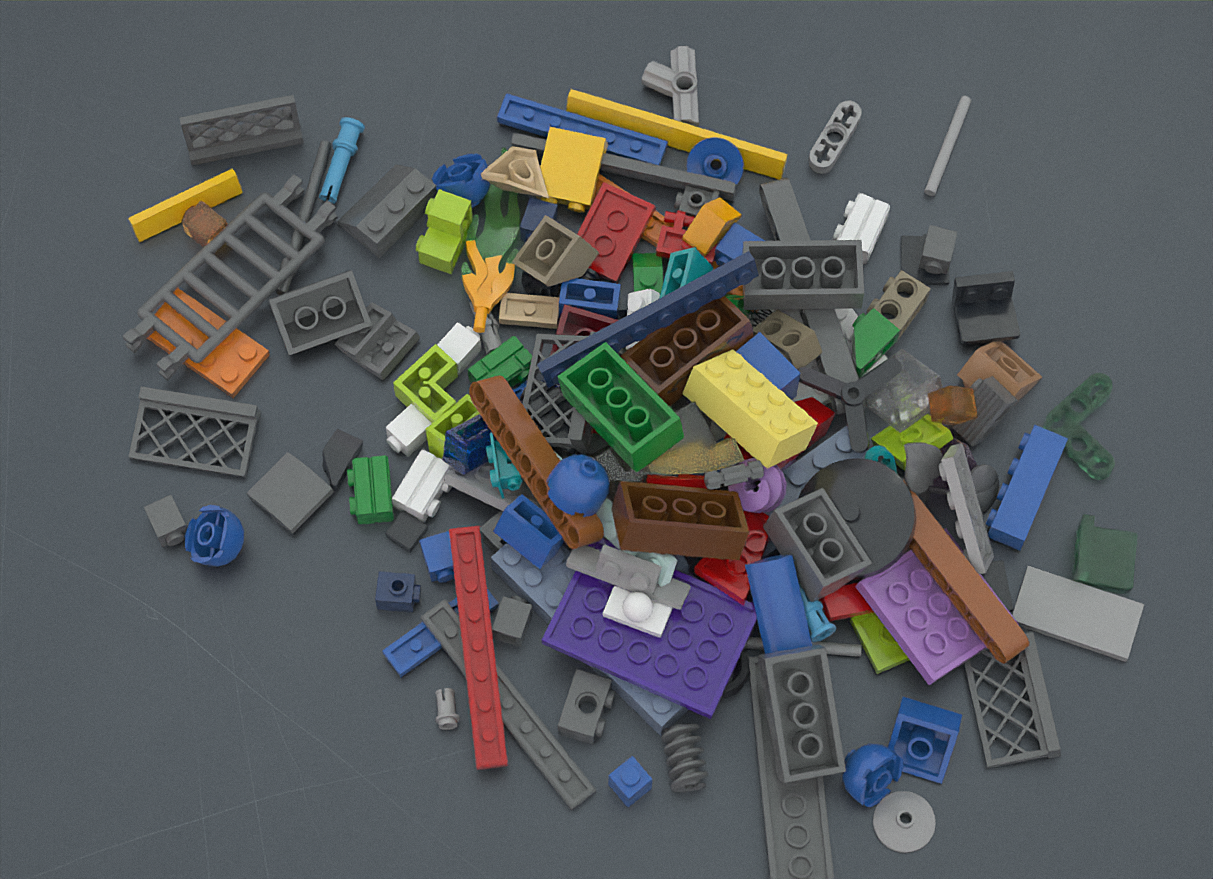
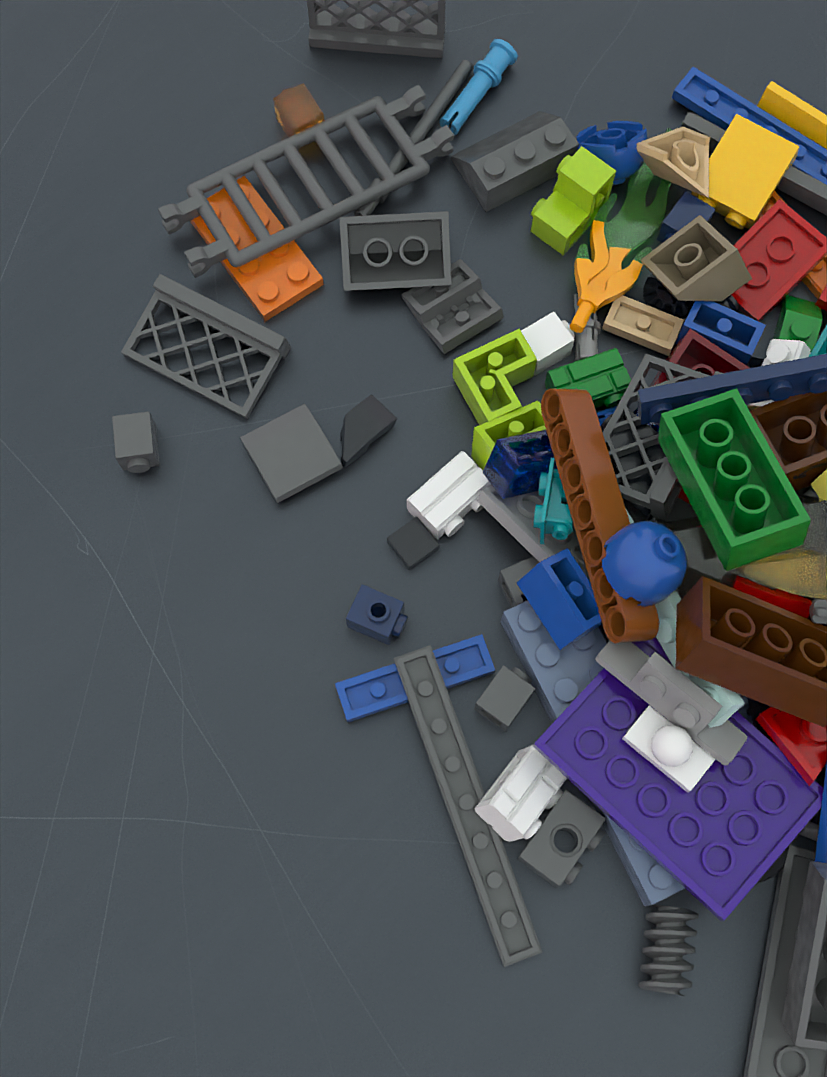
camera: 20 degrees right, 5 degrees up
(172, 210) = (260, 88): yellow tile -> none
(214, 536) = (182, 479): blue cylinder -> none
(372, 490) = (387, 480): green brick -> none
(407, 431) = (453, 423): white brick -> none
(438, 557) = (442, 589): blue brick -> none
(446, 707) = (389, 783): light grey pin -> none
(478, 648) = (451, 724): red tile -> none
(545, 683) = (521, 795): none -> white brick
(630, 781) = (589, 959): blue brick -> none

